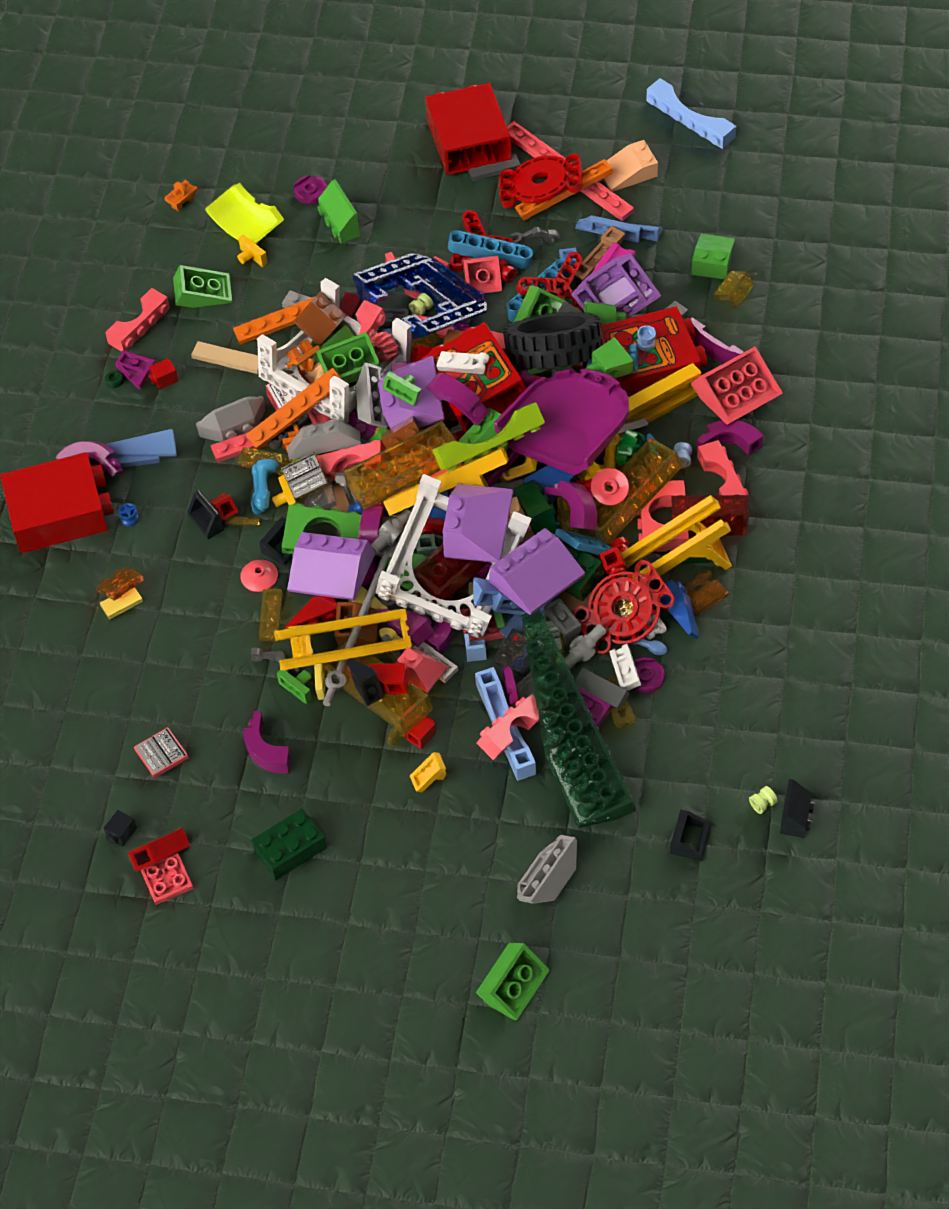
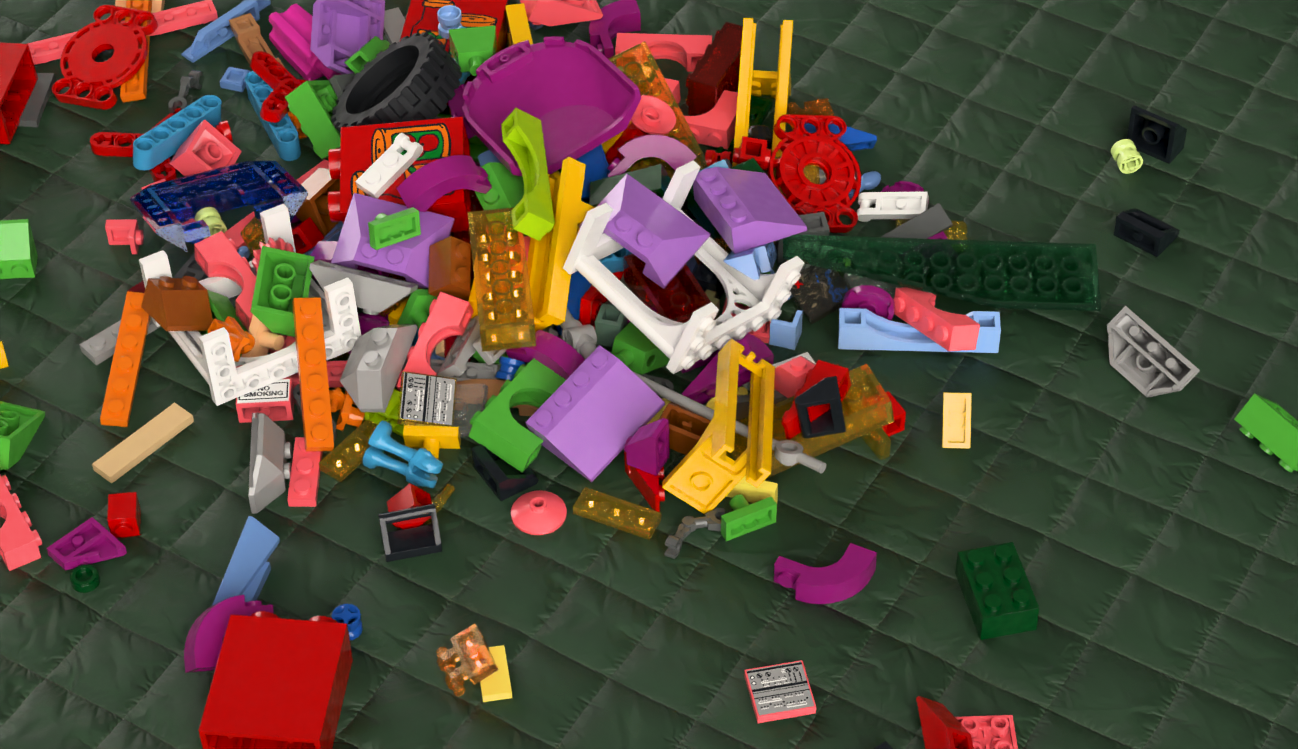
camera: 70 degrees left, 10 degrees down
(309, 606) = (649, 447): none -> magenta slope
(583, 646) = (841, 220): light grey pin -> none

